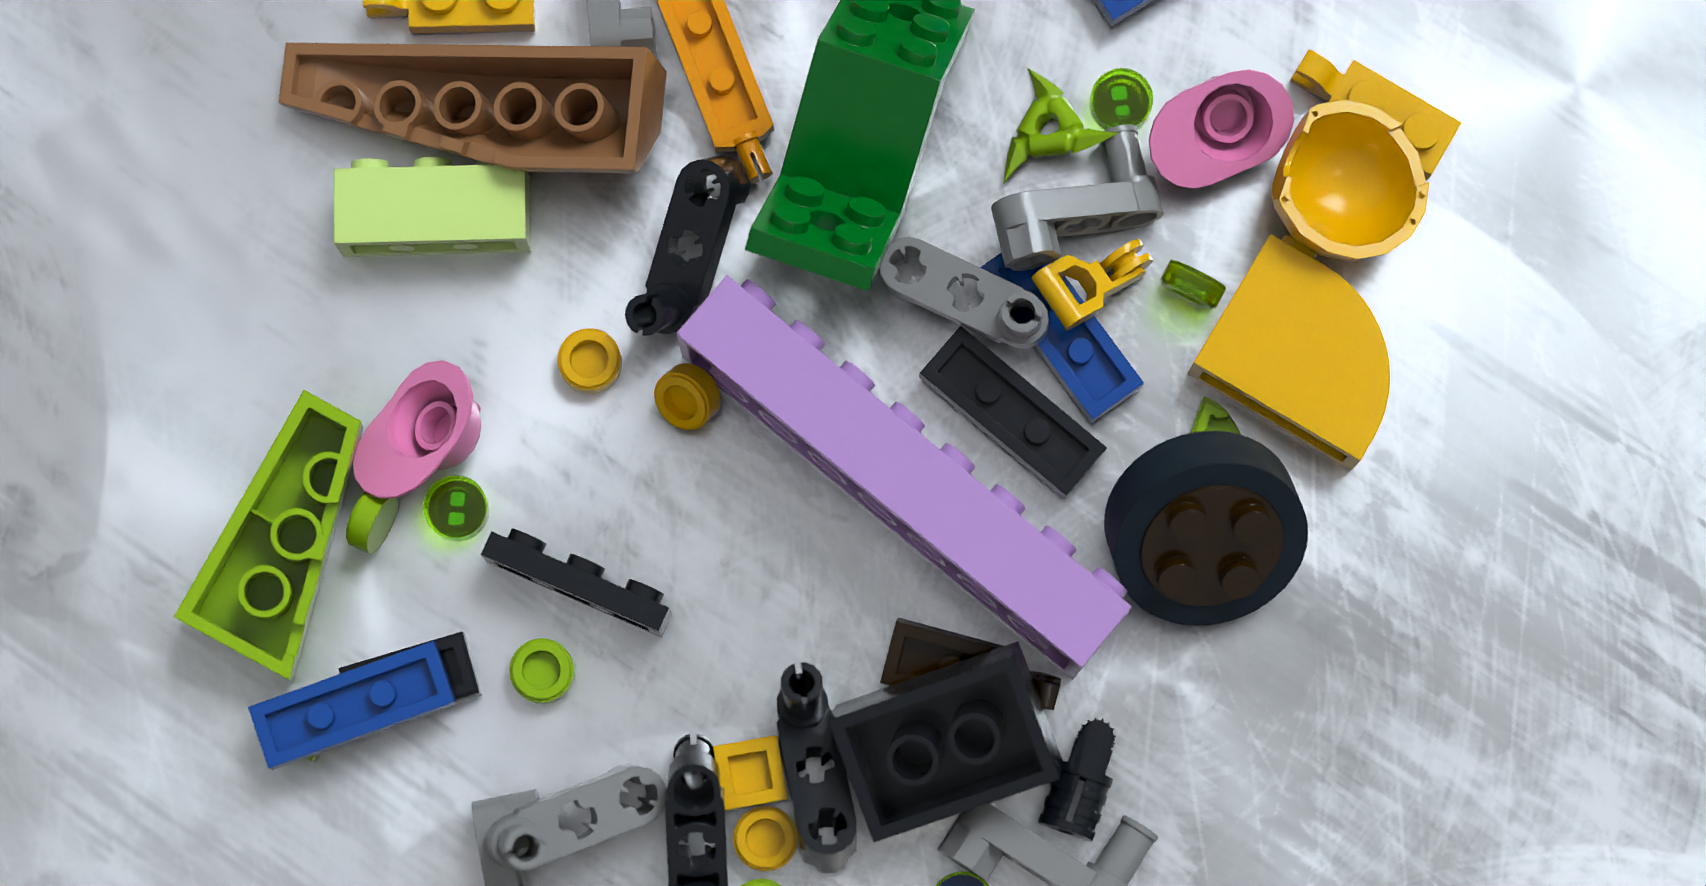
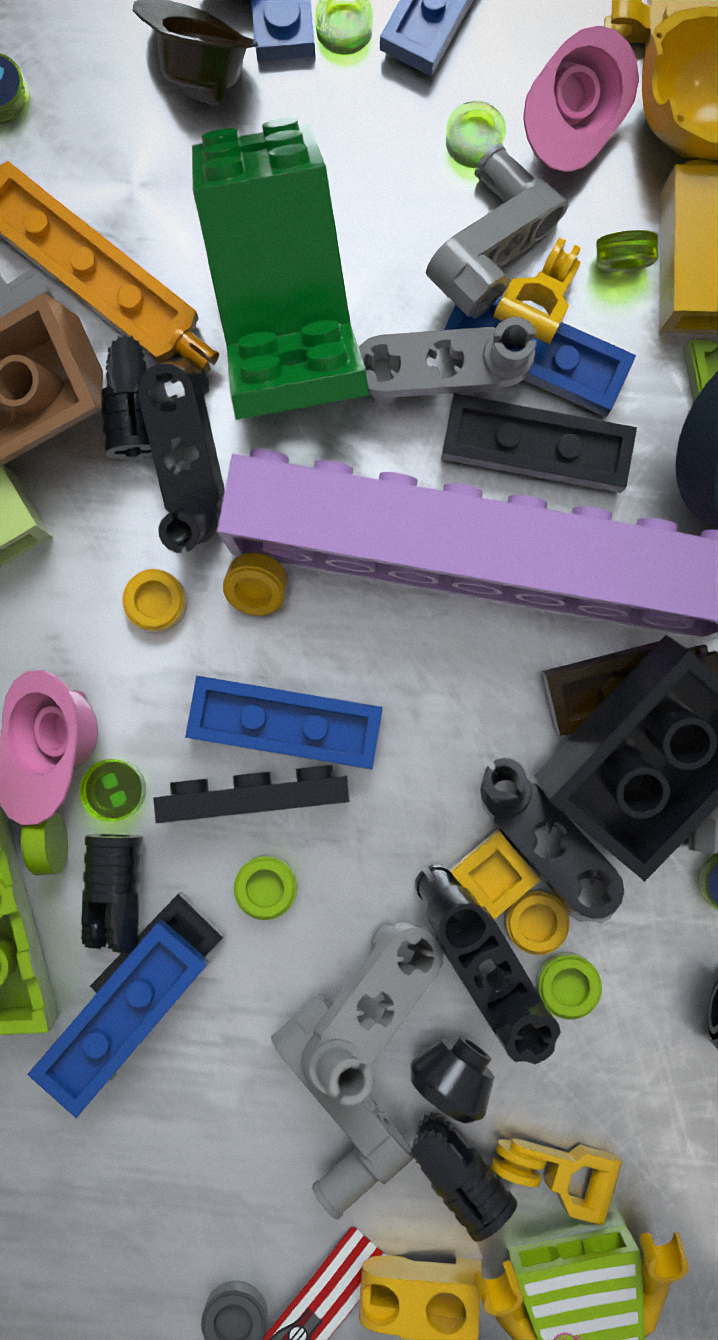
camera: 25 degrees left, 5 degrees up
(405, 595) = (111, 891): none -> black hinge
(642, 533) = (284, 722): none -> blue plate
(673, 152) = (124, 373): none -> black hinge
(1047, 107) = (422, 168): lime piece -> none

